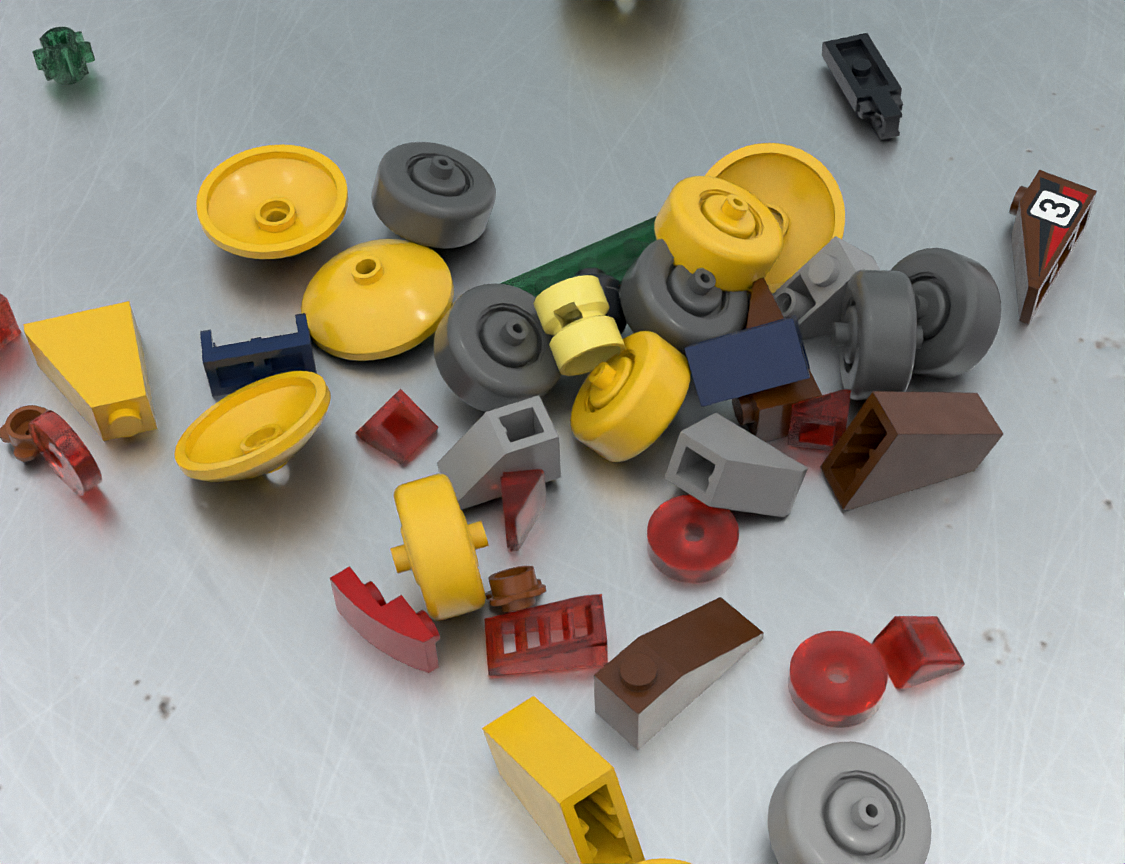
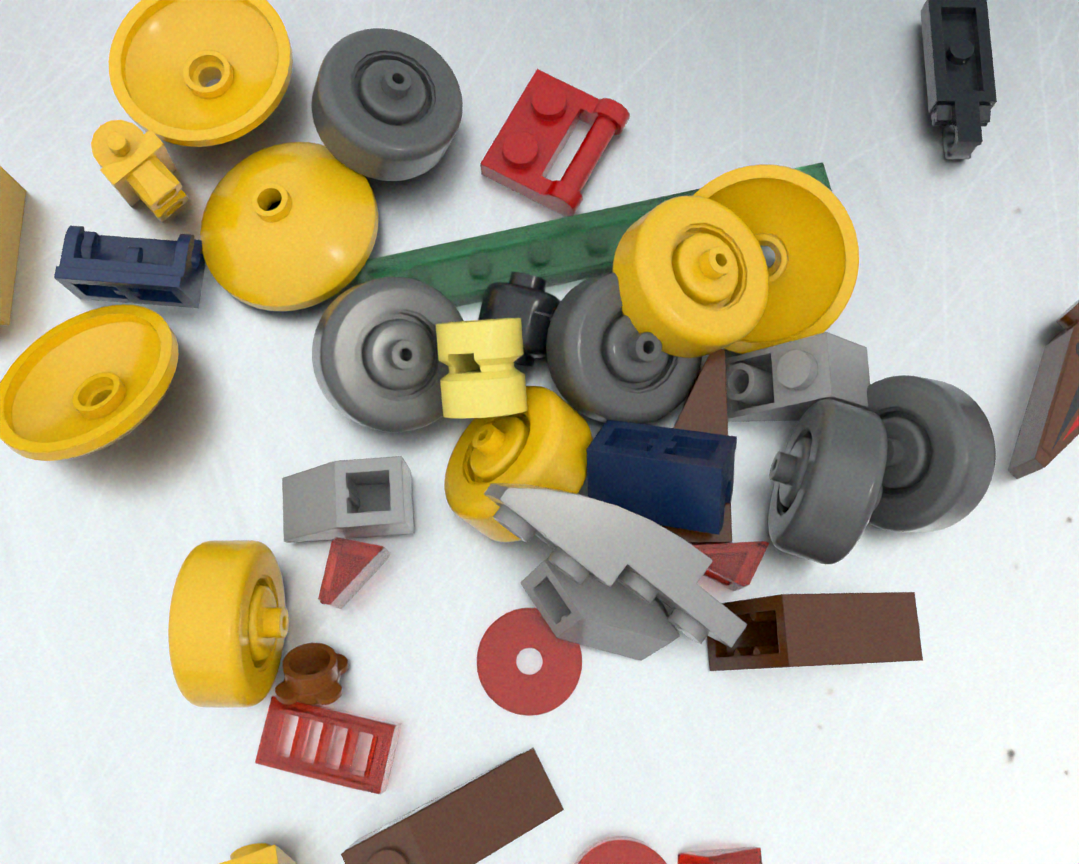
camera: 15 degrees right, 25 degrees up
(250, 280) = (138, 167): none -> yellow hips
(388, 626) = (142, 652): red slope -> none
(397, 428) = (258, 410): clear red slope -> none
(557, 193) = (537, 134): none -> red plate
(724, 390) = (614, 544): none -> light grey slope

